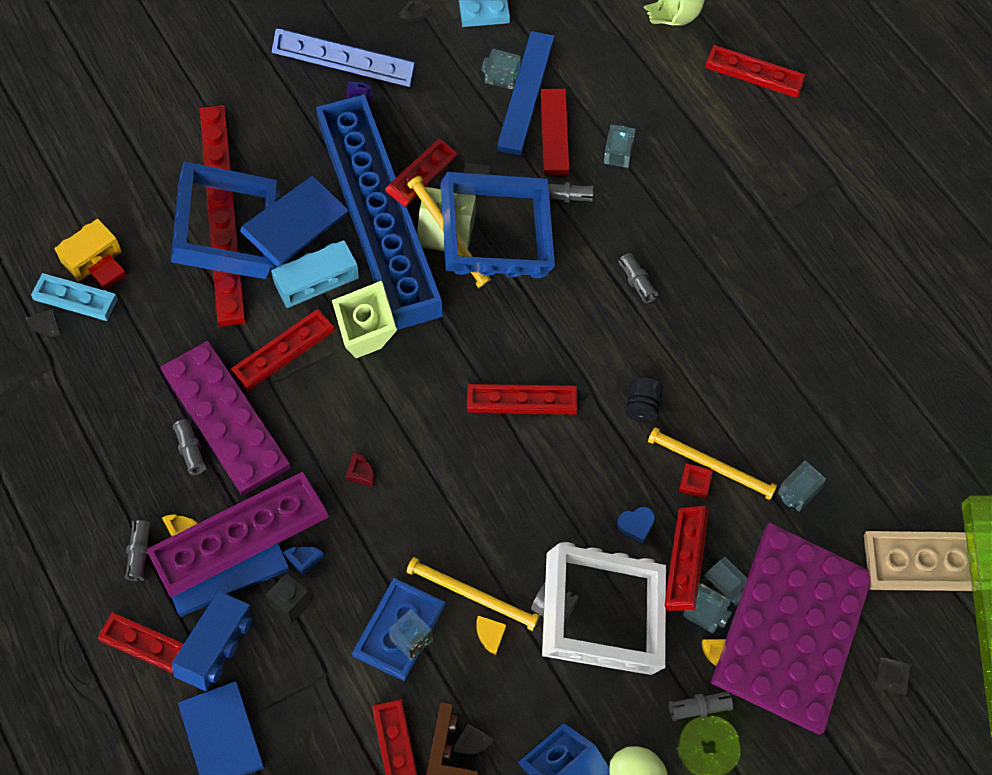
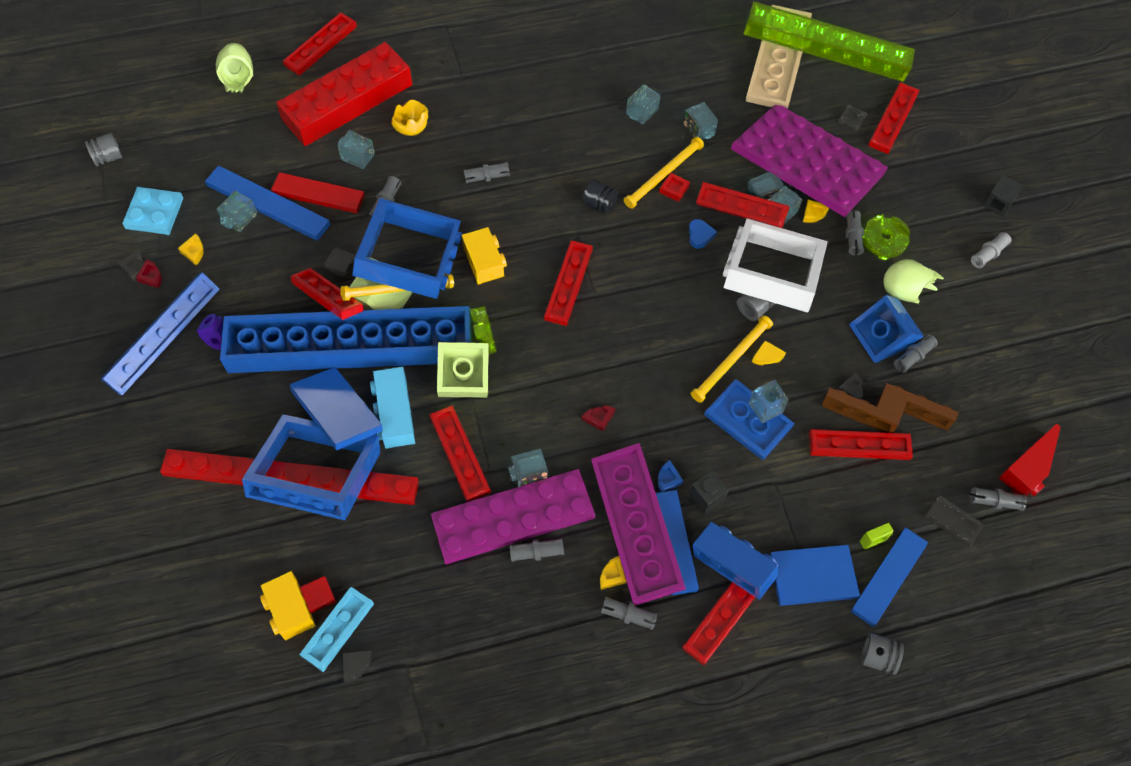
camera: 75 degrees left, 0 degrees up
(276, 415) = (528, 468): none -> clear light blue brick
(409, 27) = (149, 275): none -> dark red tile
(422, 325) = (483, 329): none -> clear neon green plate
(449, 51) = (192, 249): none -> yellow tile
(524, 303) = (483, 255): none -> yellow brick
(677, 181) = (410, 118): none -> yellow hair
(690, 113) = (344, 93): none -> red brick
(801, 414) = (642, 104): none -> clear light blue brick
(917, 731) = (893, 118): none -> red tile

